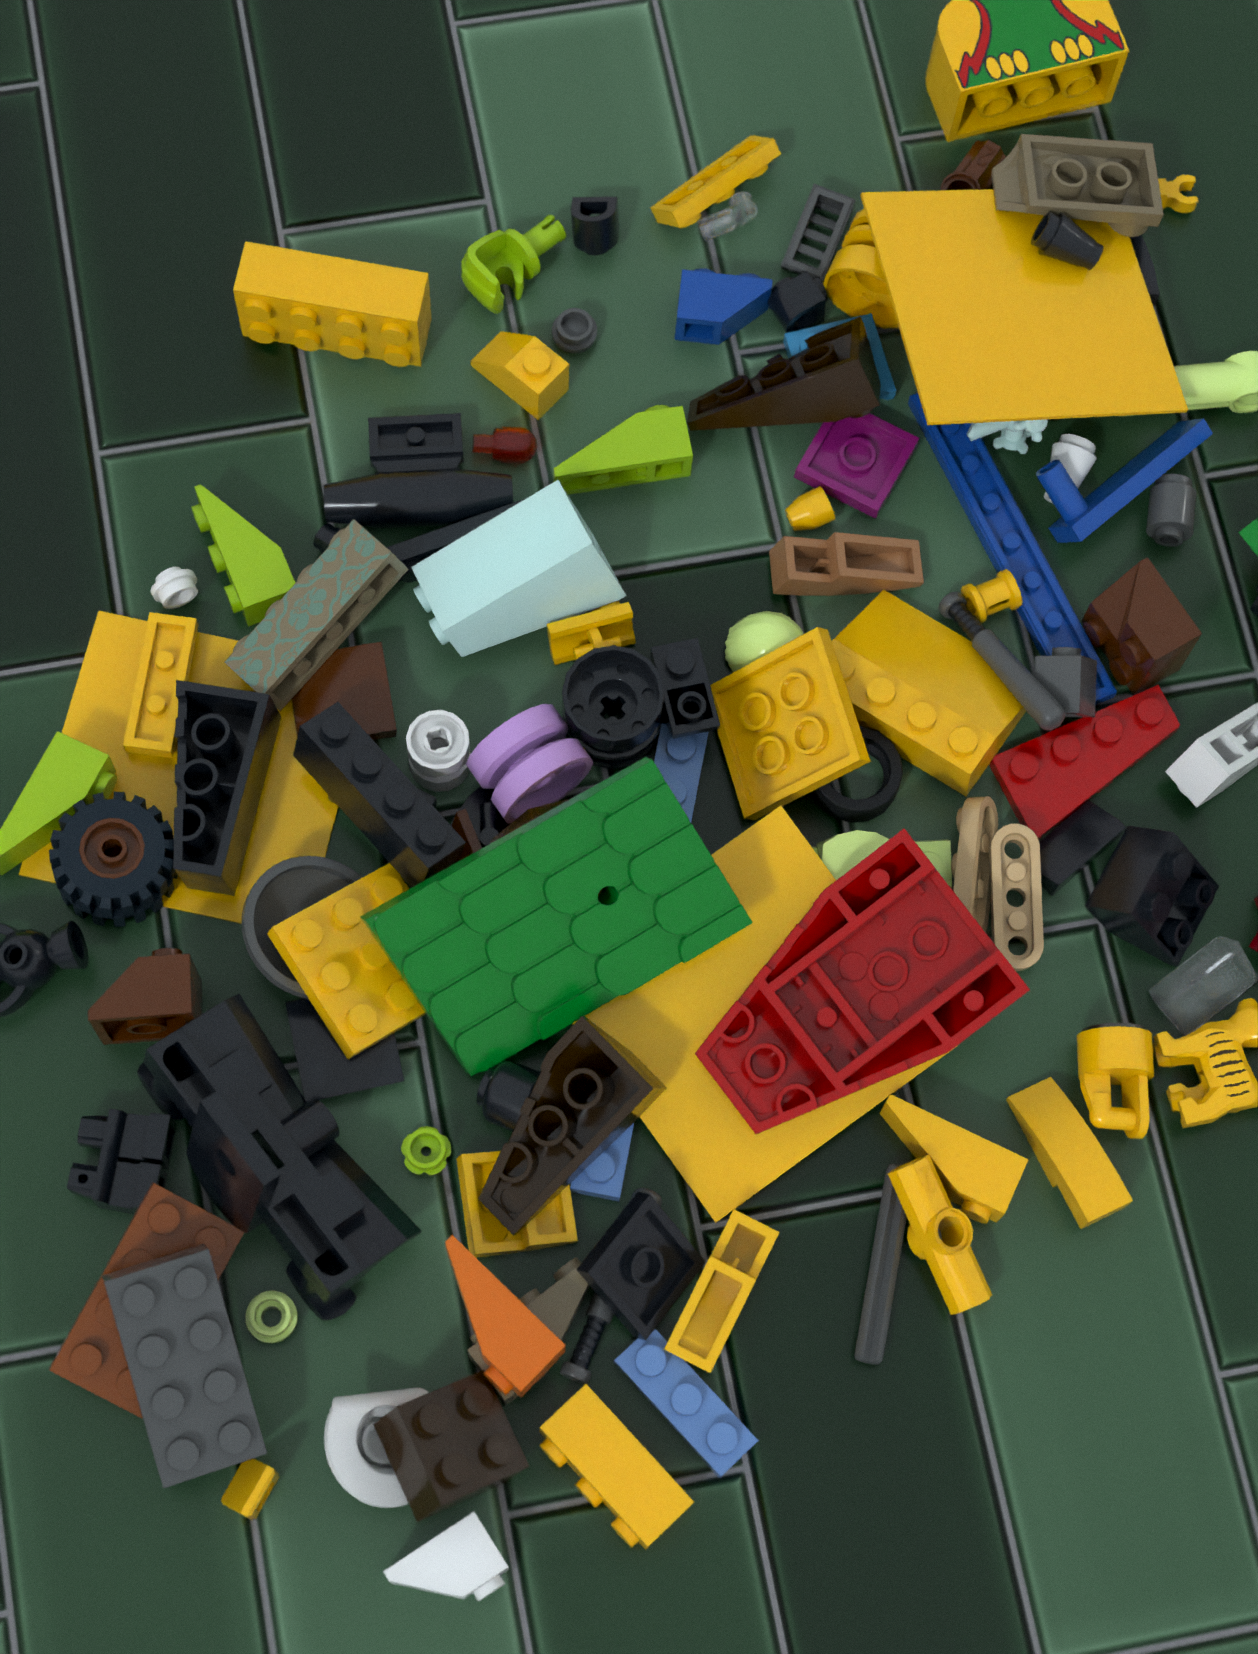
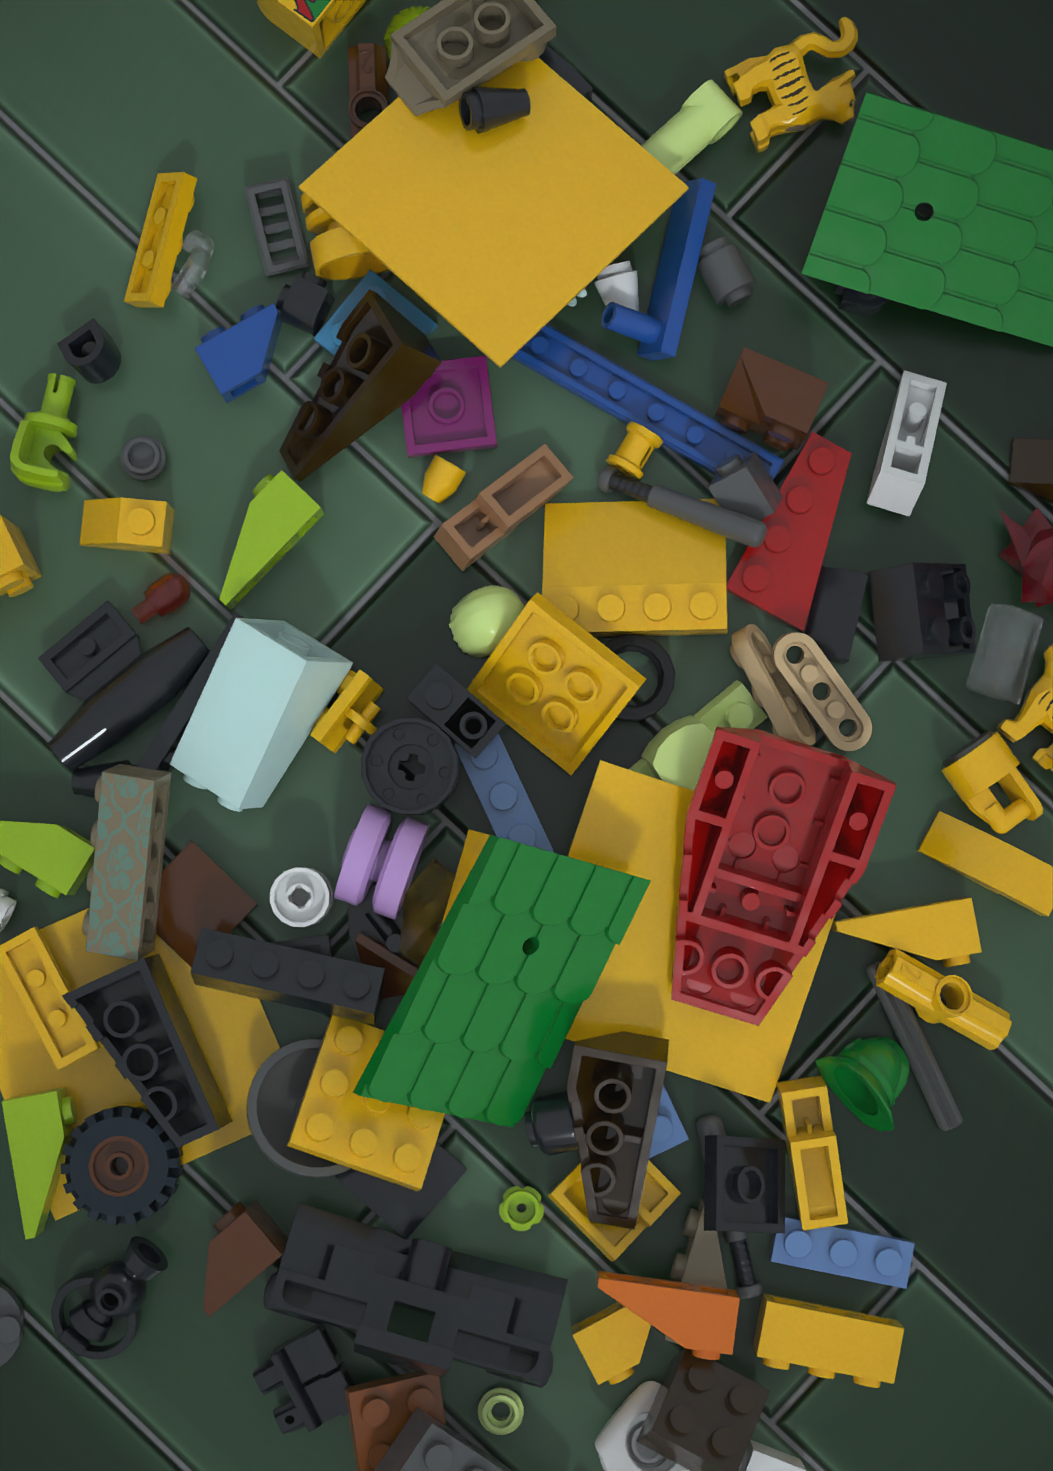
camera: 30 degrees left, 15 degrees up
(420, 1324) = (611, 1342): none -> yellow slope
(819, 1255) = (868, 1078): none -> green piece

